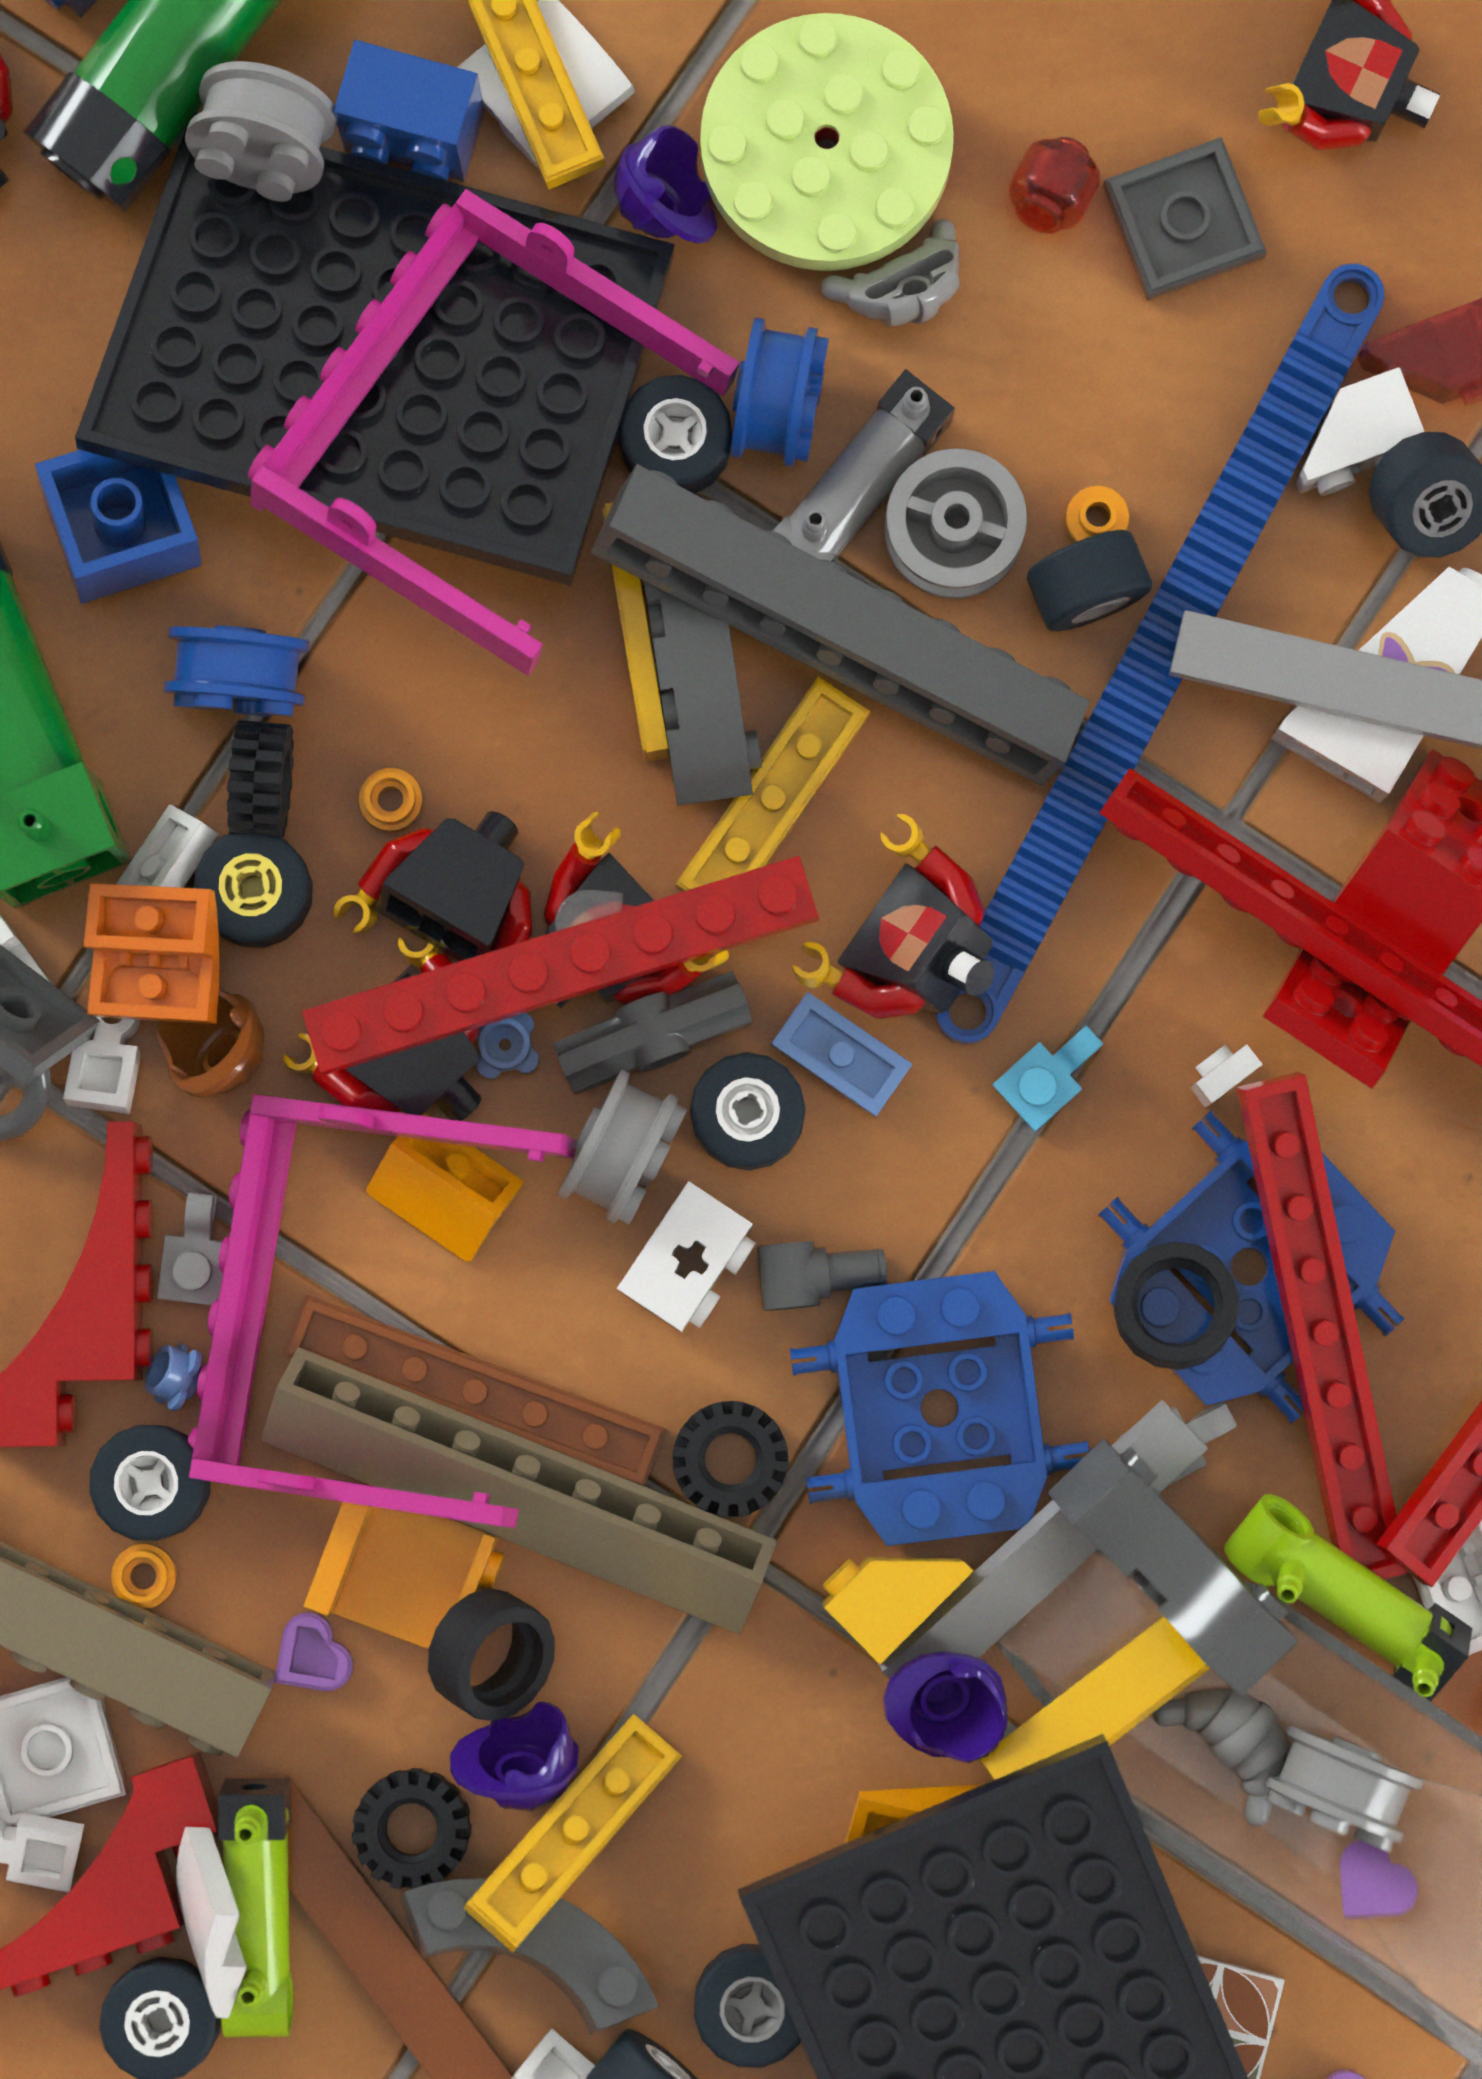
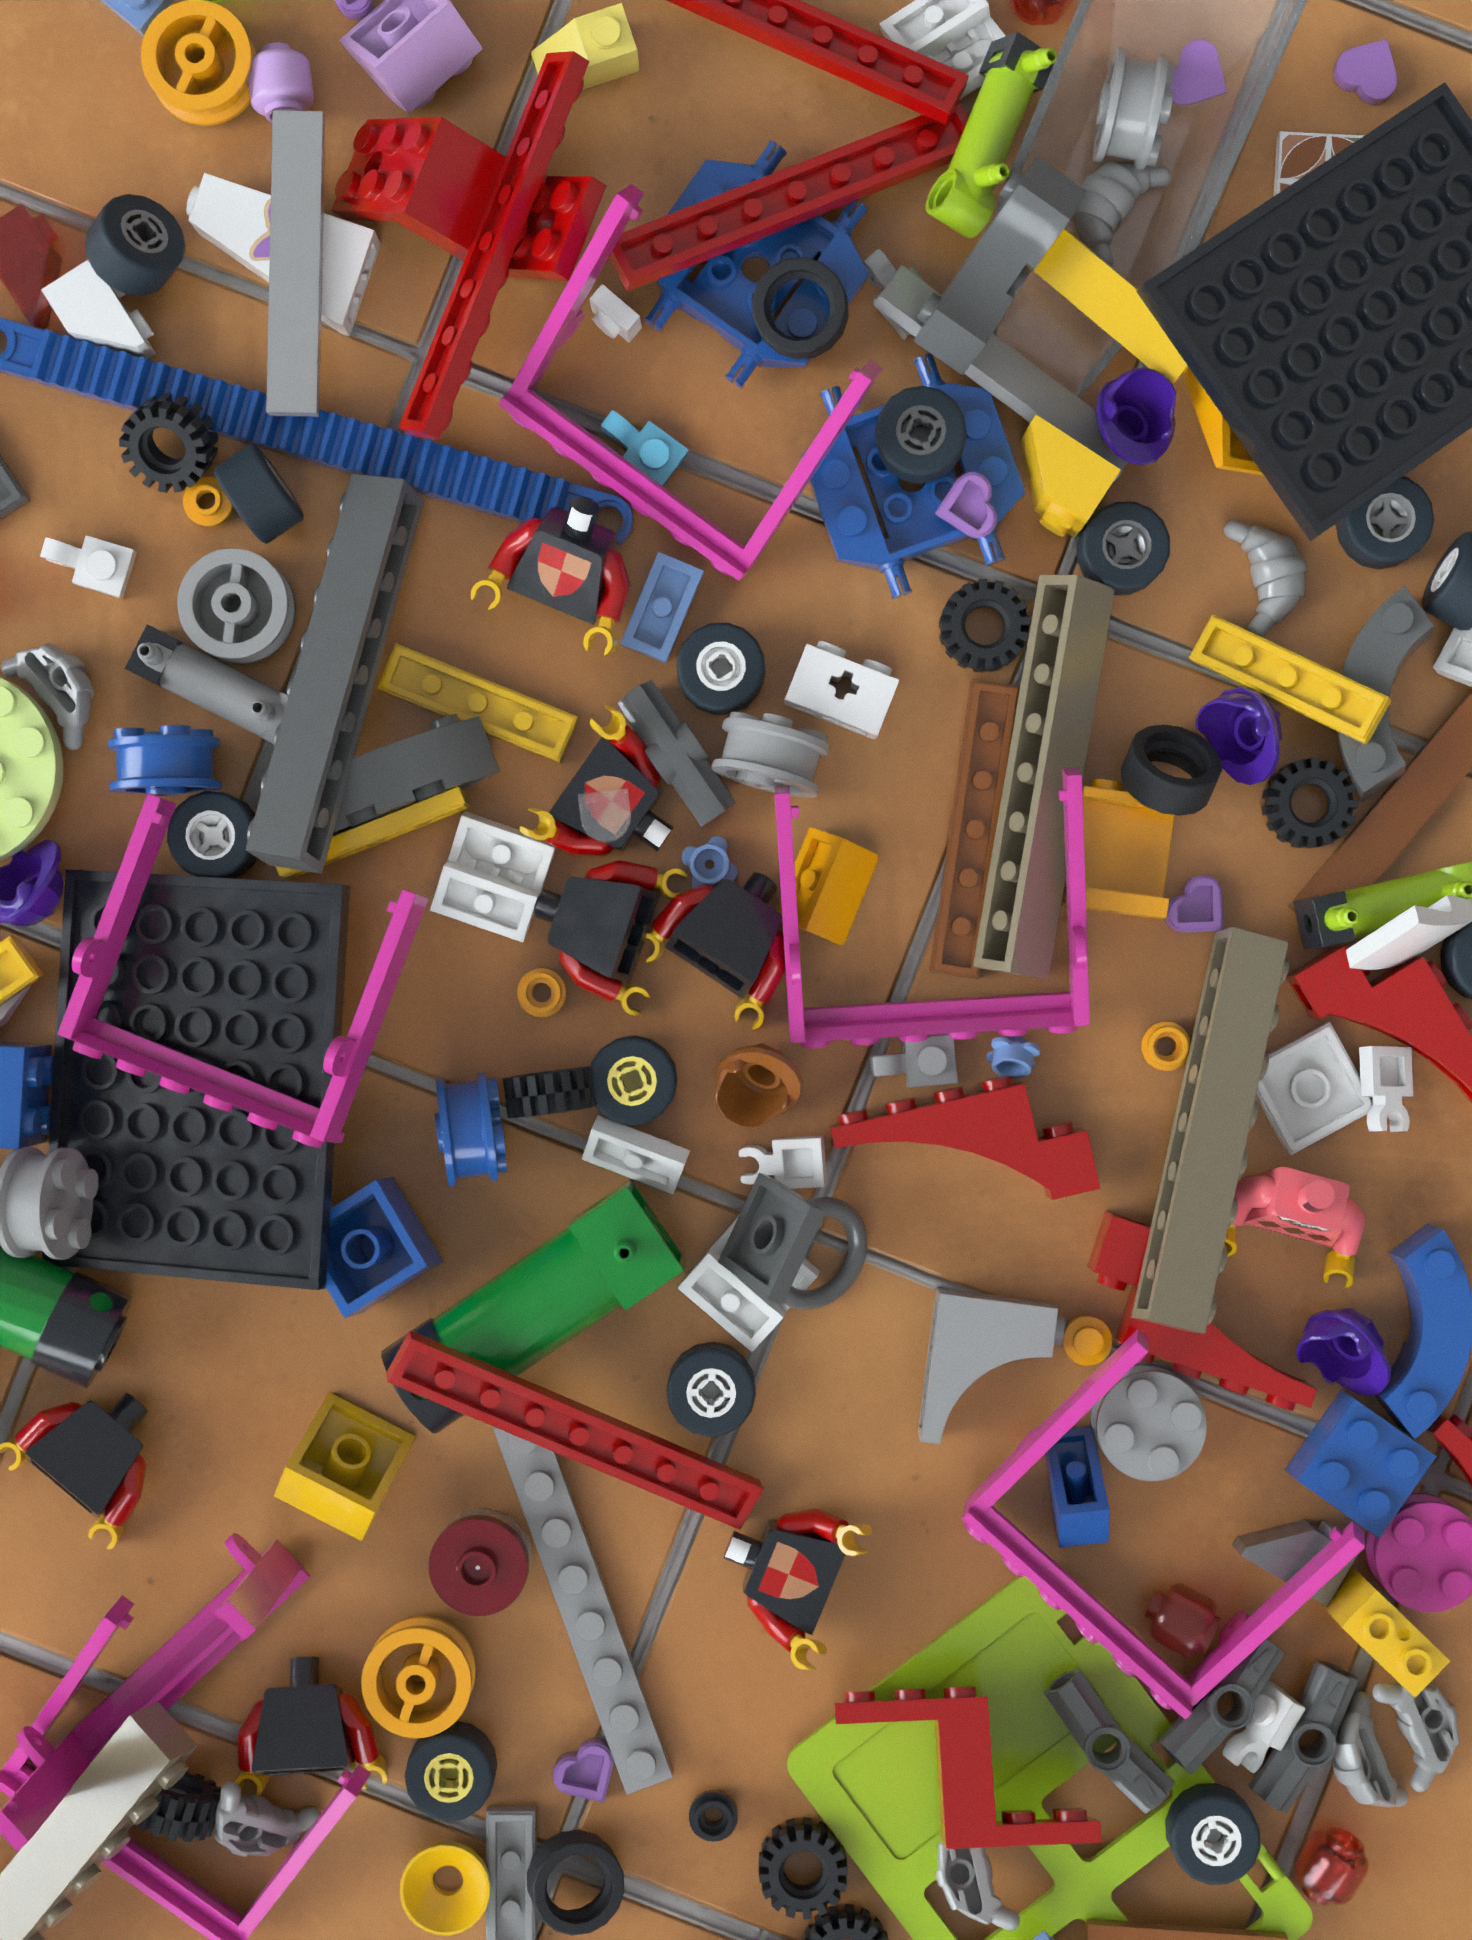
camera: 100 degrees left, 5 degrees up
(129, 1475) = (1112, 1065): black wheel -> none
(153, 953) = (700, 1141): orange slope -> none
(549, 768) = (493, 877): none -> white slope
(560, 965) = (644, 825): red plate -> none
(720, 1851) = (1274, 570): none -> light grey piece
(801, 1275) = (834, 602): dark grey pin -> none
(803, 1674) = (1133, 532): none -> black wheel
(880, 1468) = (969, 506): none -> medium lavender tile
(972, 1440) = (924, 452): none -> black wheel
(1020, 1035) = (618, 473): none -> dark pink piece
(1048, 365) = (97, 565): none -> white plate
(1156, 463) = (154, 463): none -> black tyre

